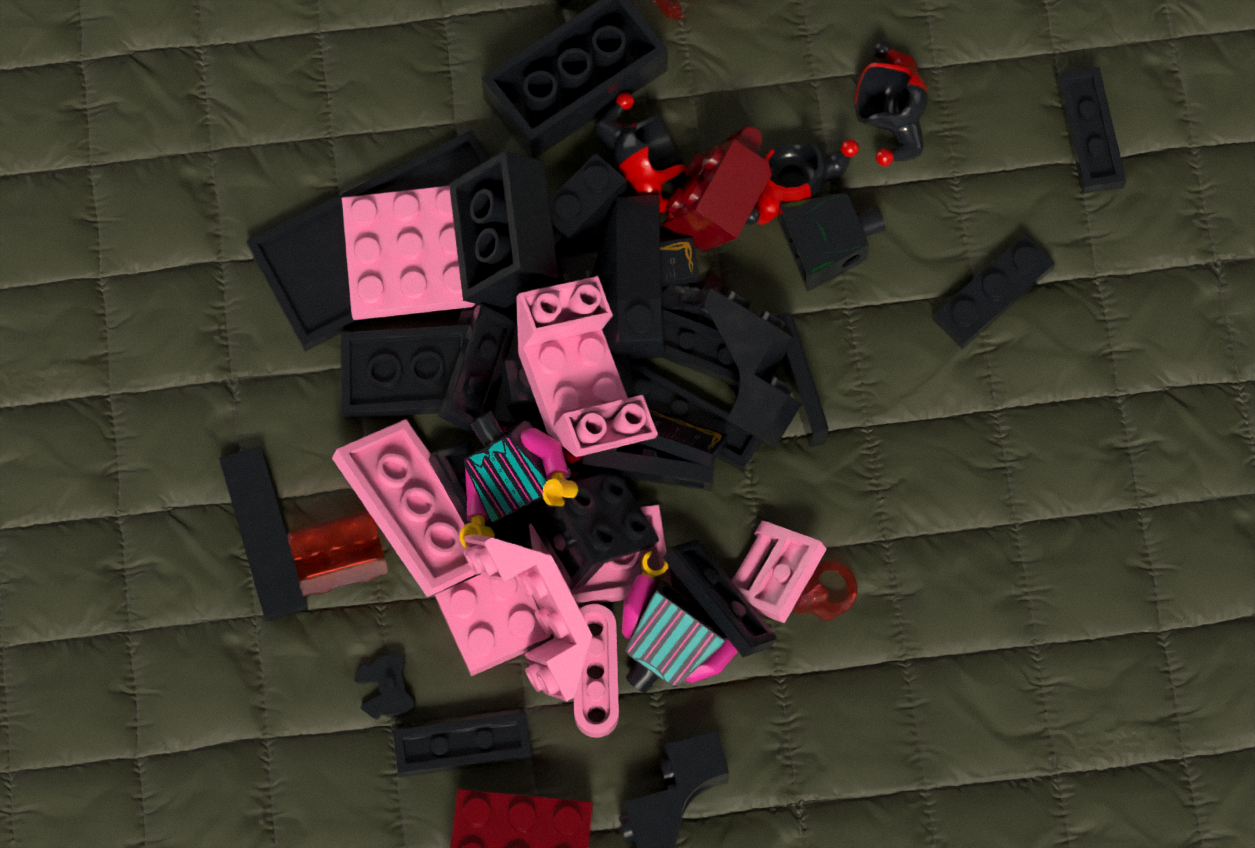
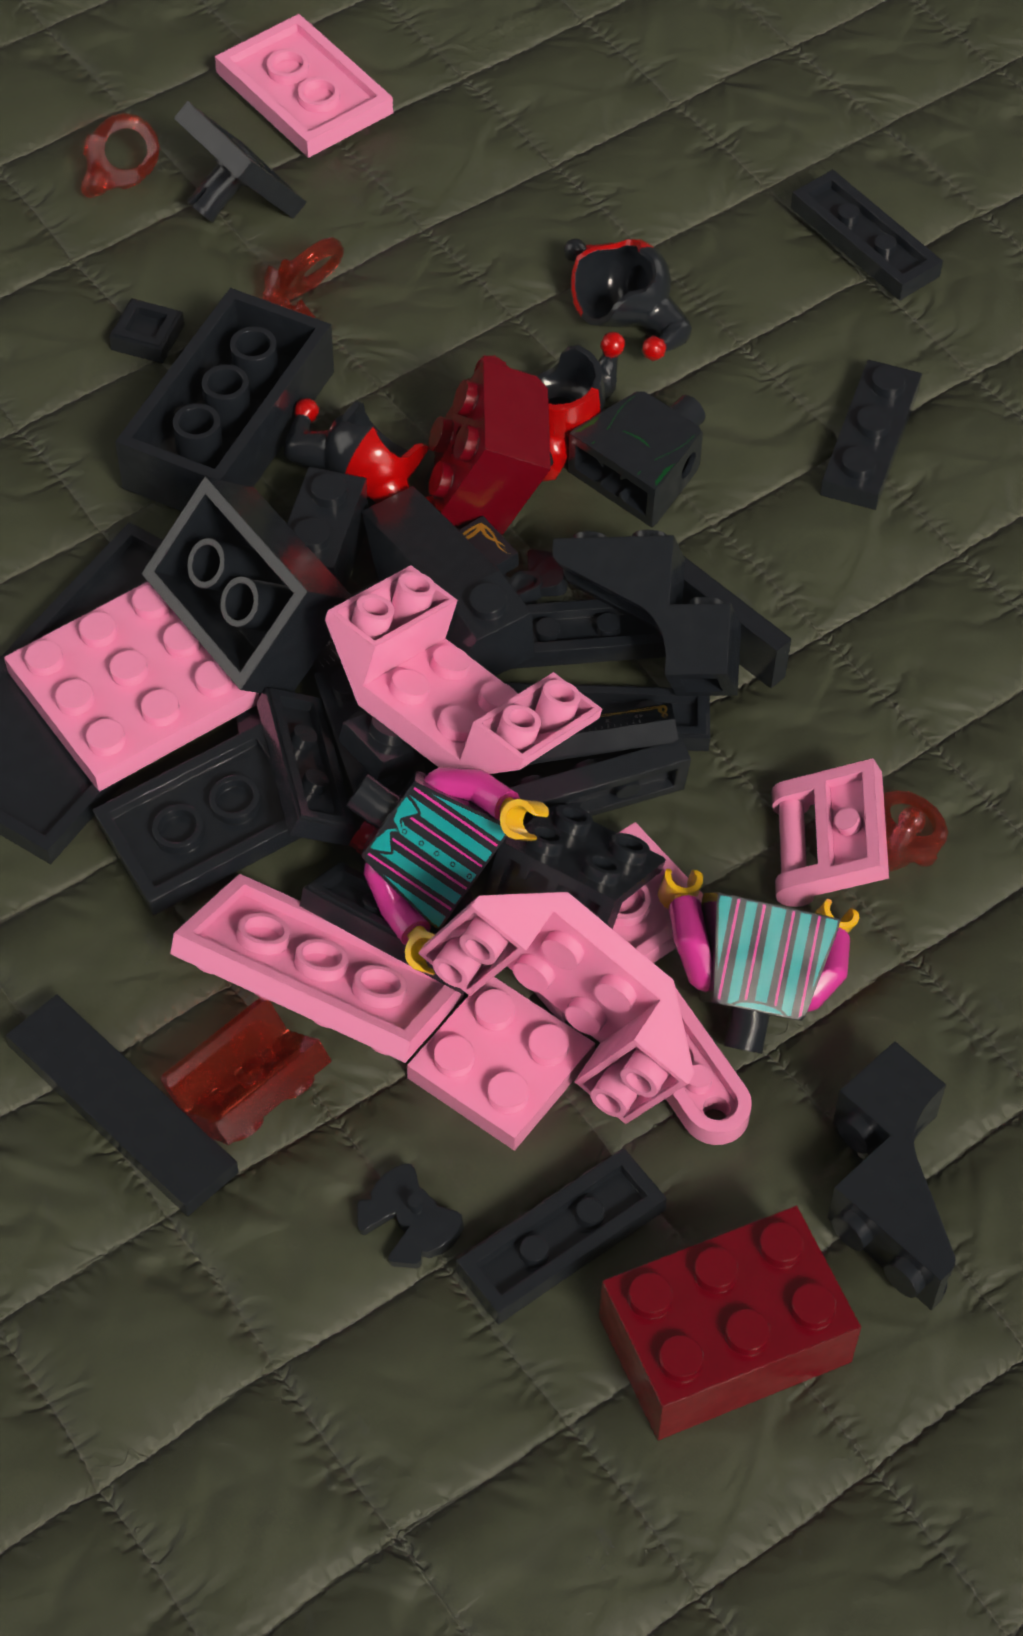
camera: 30 degrees left, 15 degrees down
(720, 598) = (792, 882): black tile -> none

